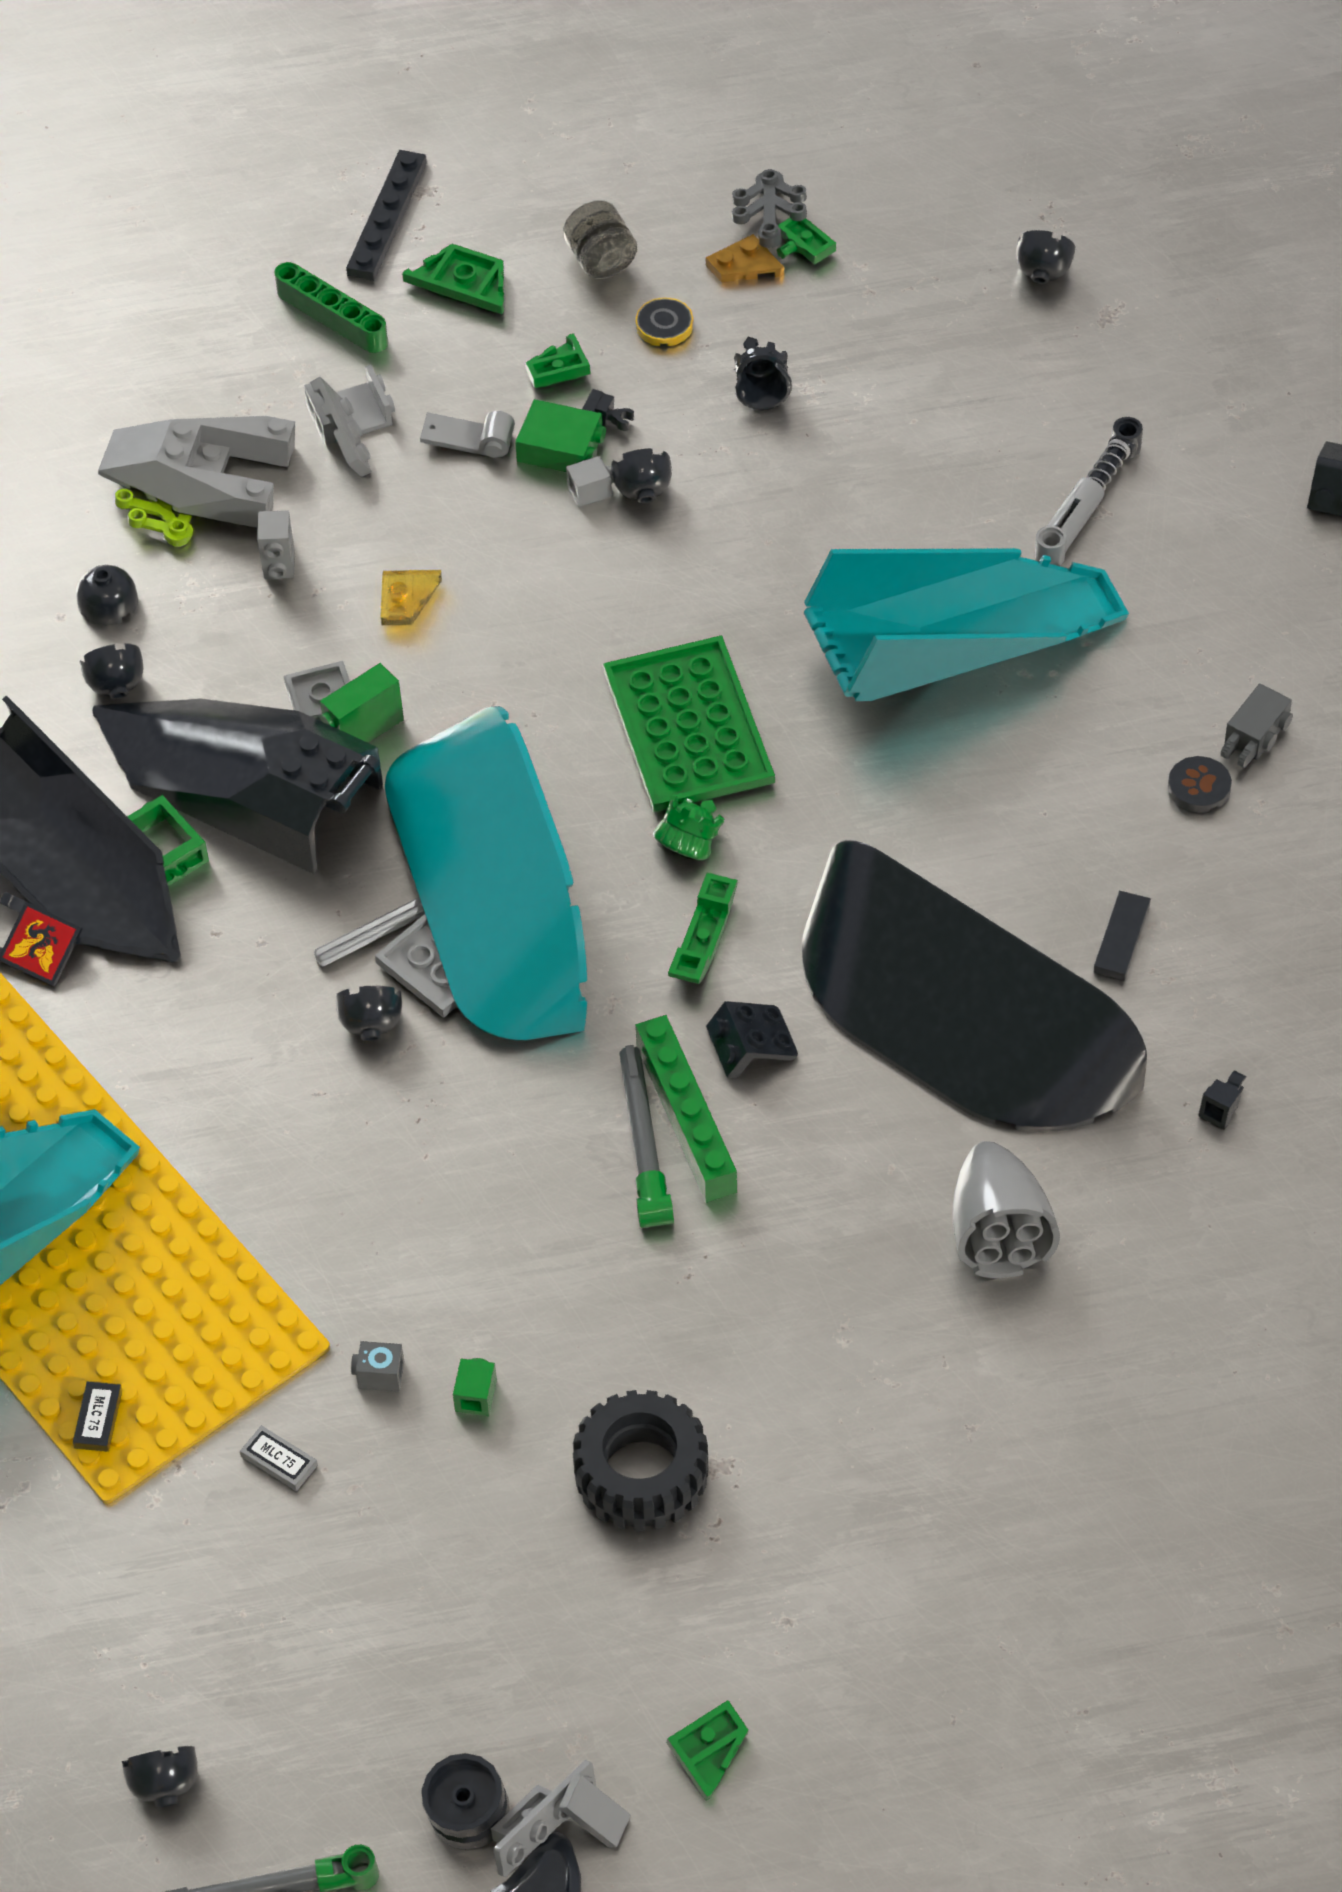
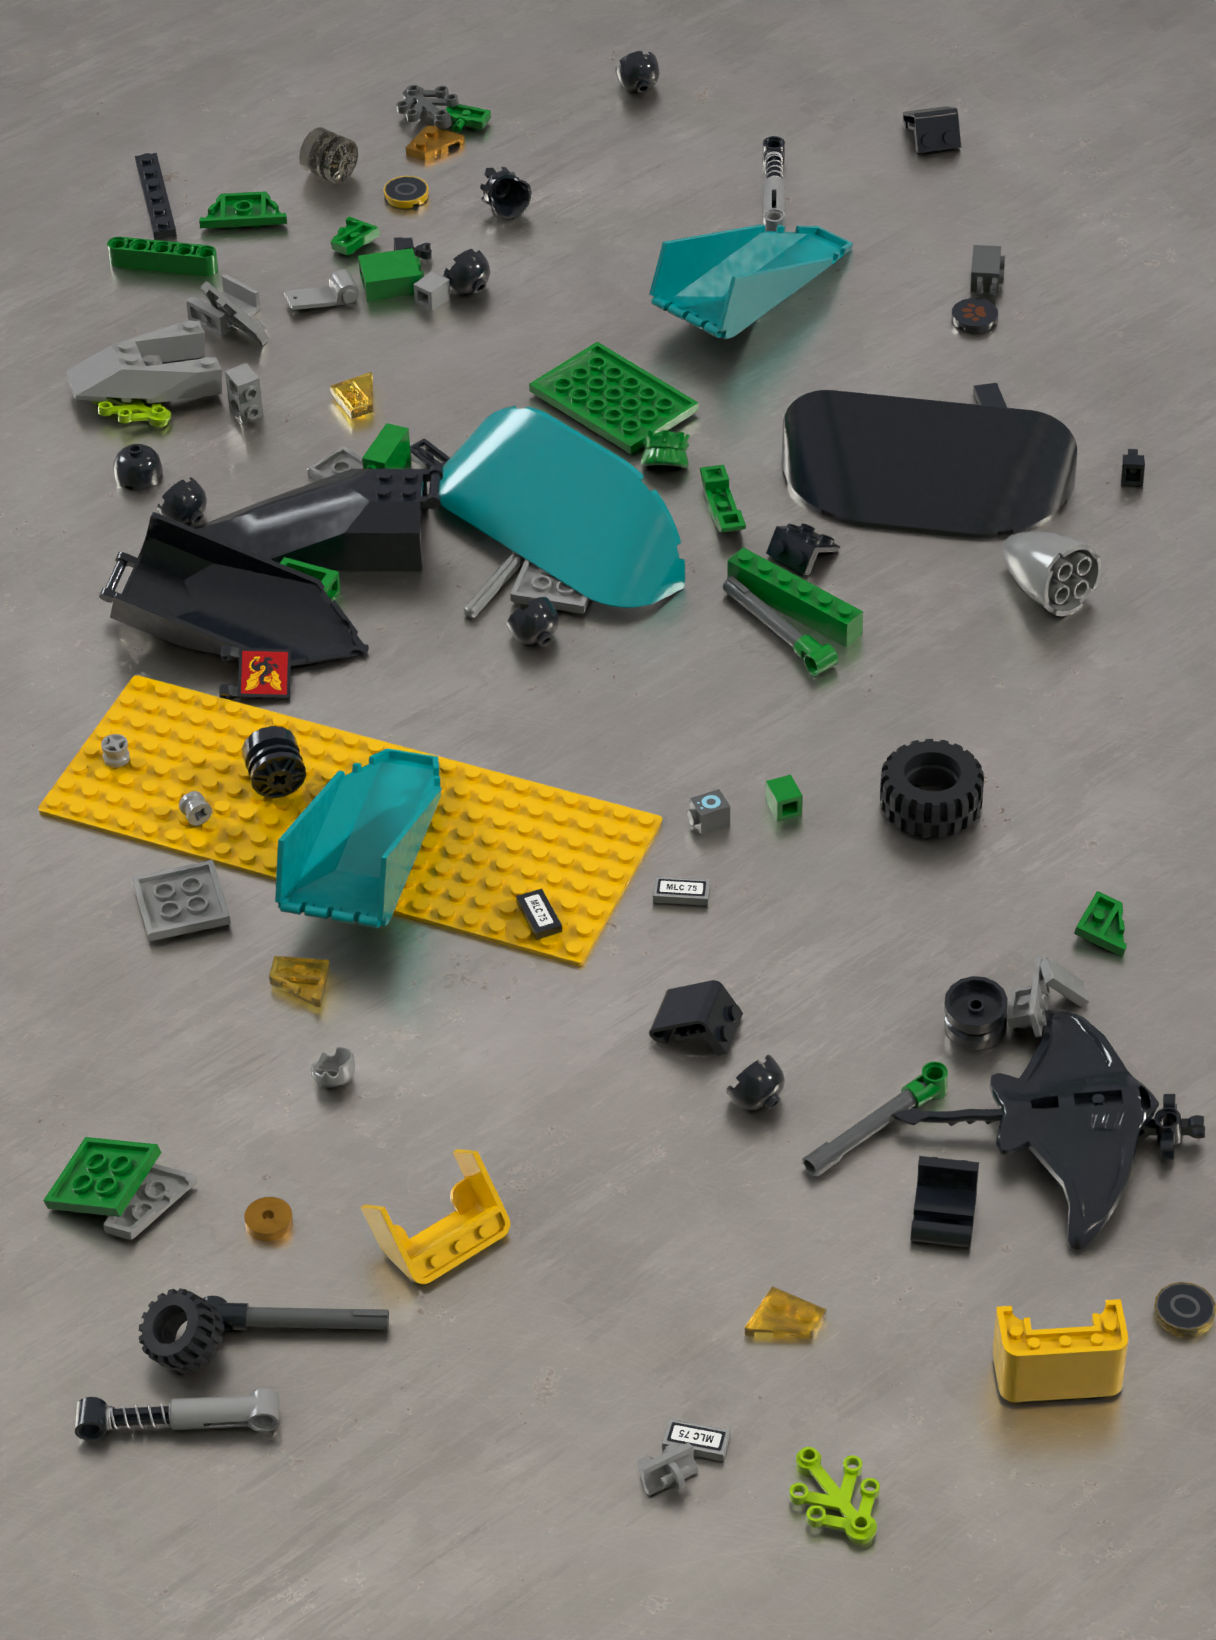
camera: 30 degrees left, 10 degrees down
(168, 1646) = (696, 1012): none -> black piece
(424, 696) = (427, 459): none -> black tile

